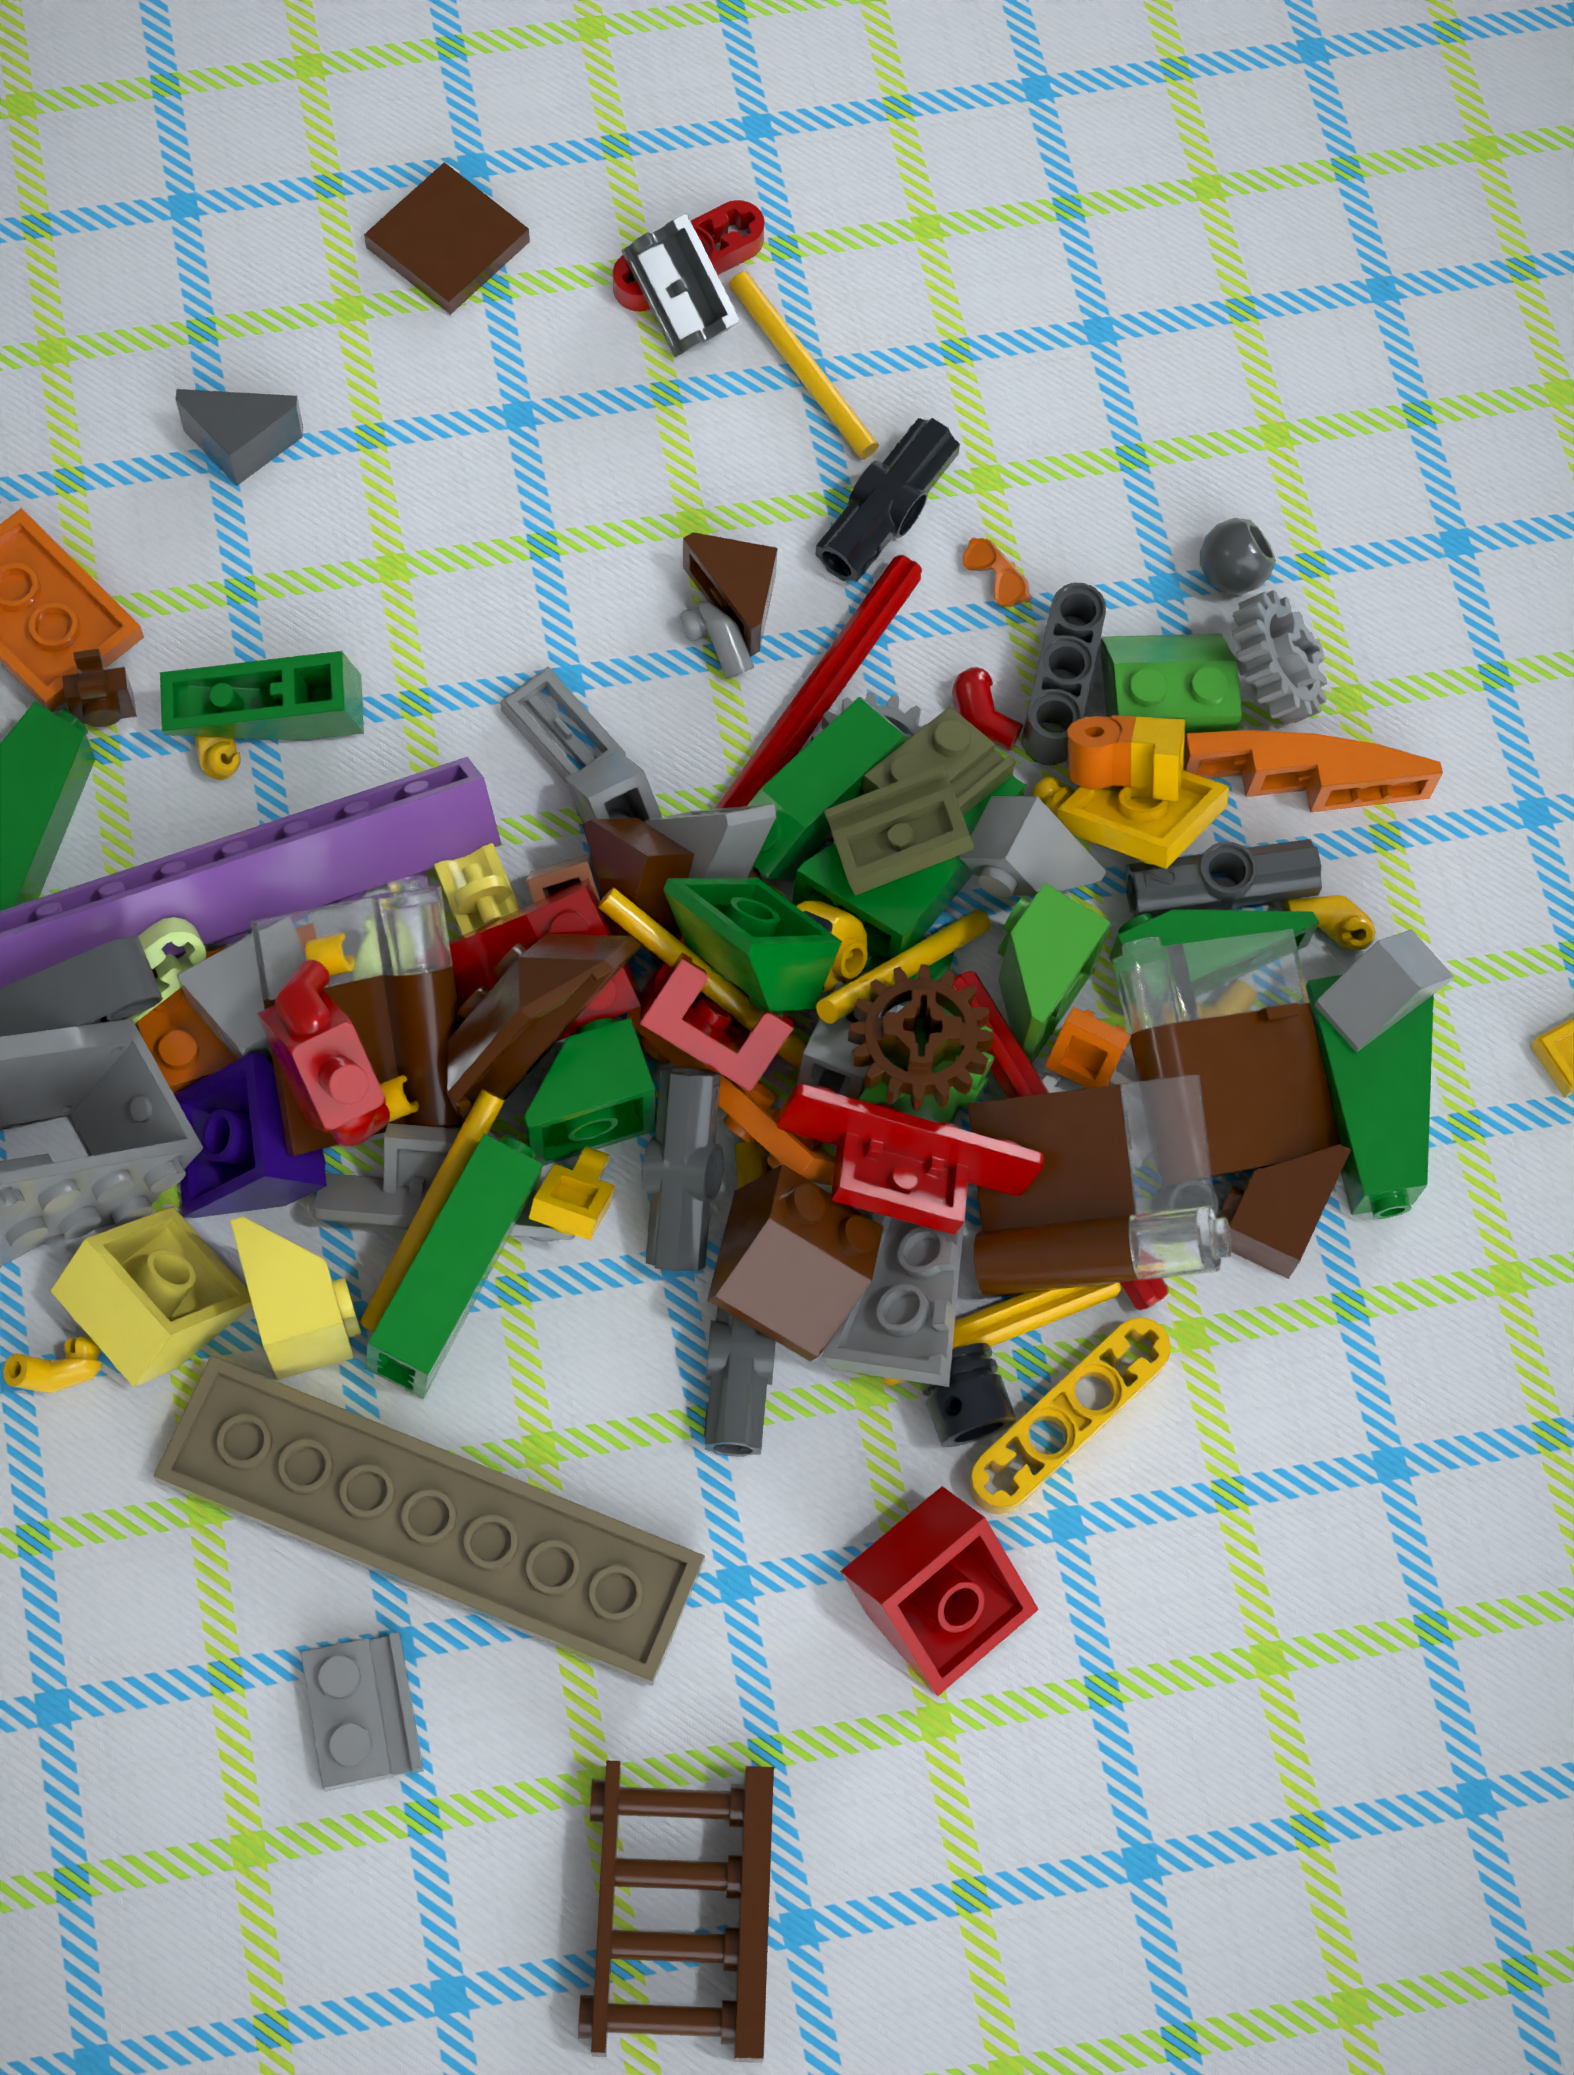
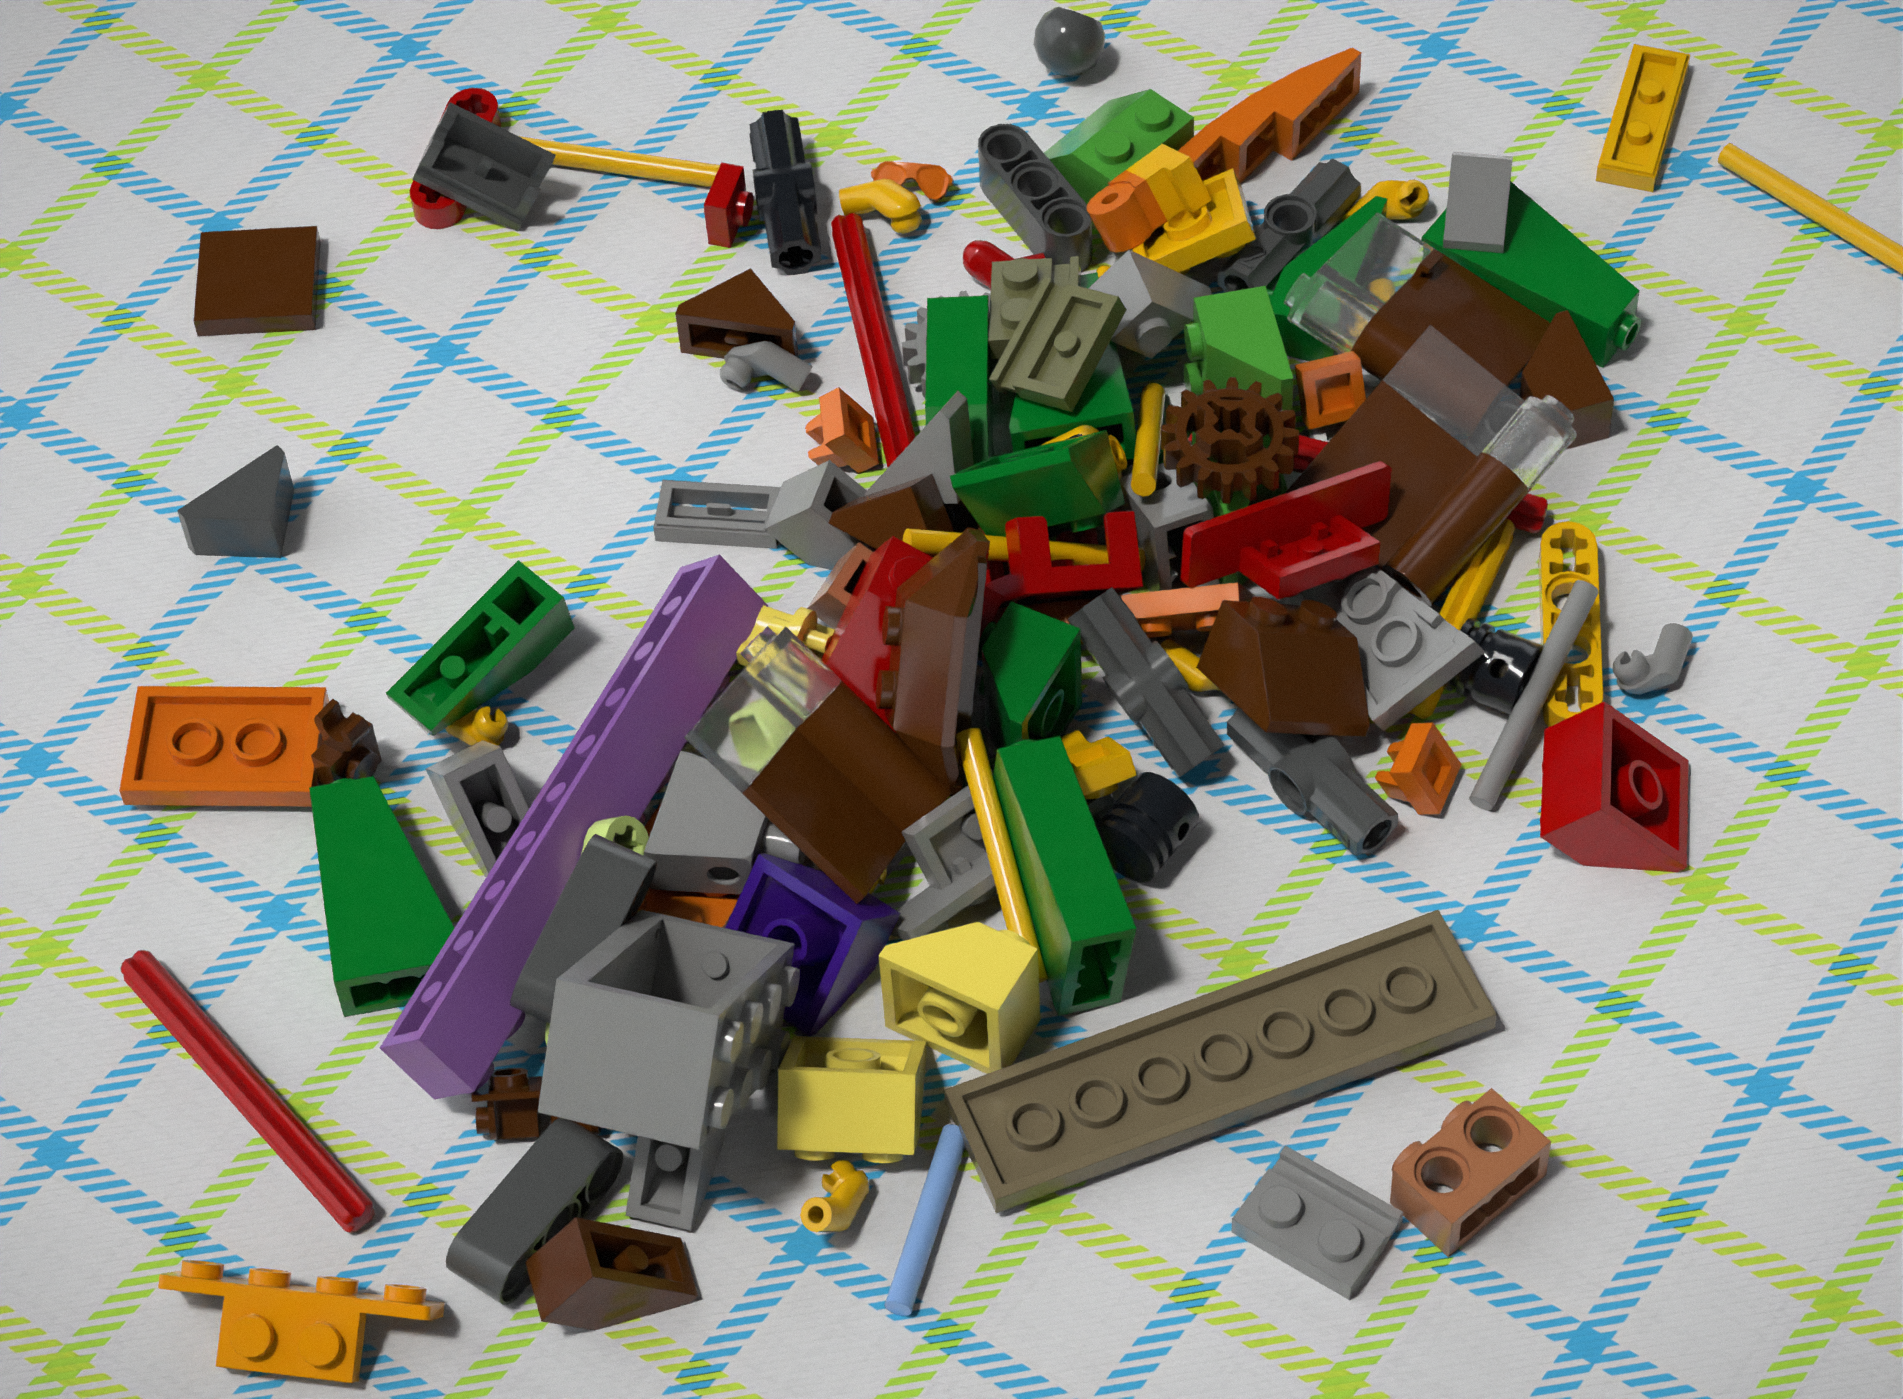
camera: 35 degrees left, 15 degrees down
(103, 1441) = (926, 1221): none -> light blue bar
(146, 814) = (480, 800): none -> light grey slope
(324, 1054) = (833, 782): red torso -> none
(496, 1803) = (1481, 1179): none -> nougat brick
(572, 1281) = (1146, 826): none -> black piece
(713, 748) = (844, 433): none -> orange tile
(739, 1949) = (1700, 1074): reddish brown fence -> none
(824, 1428) = (1421, 769): none -> orange tile
(831, 473) = (727, 205): none -> red plate
(957, 574) = (885, 197): none -> yellow arm
(969, 1448) = (1533, 695): none -> light grey bar
(1097, 1513) = (1657, 670): none -> light grey arm
(1279, 657) = (1174, 69): light grey gear -> none

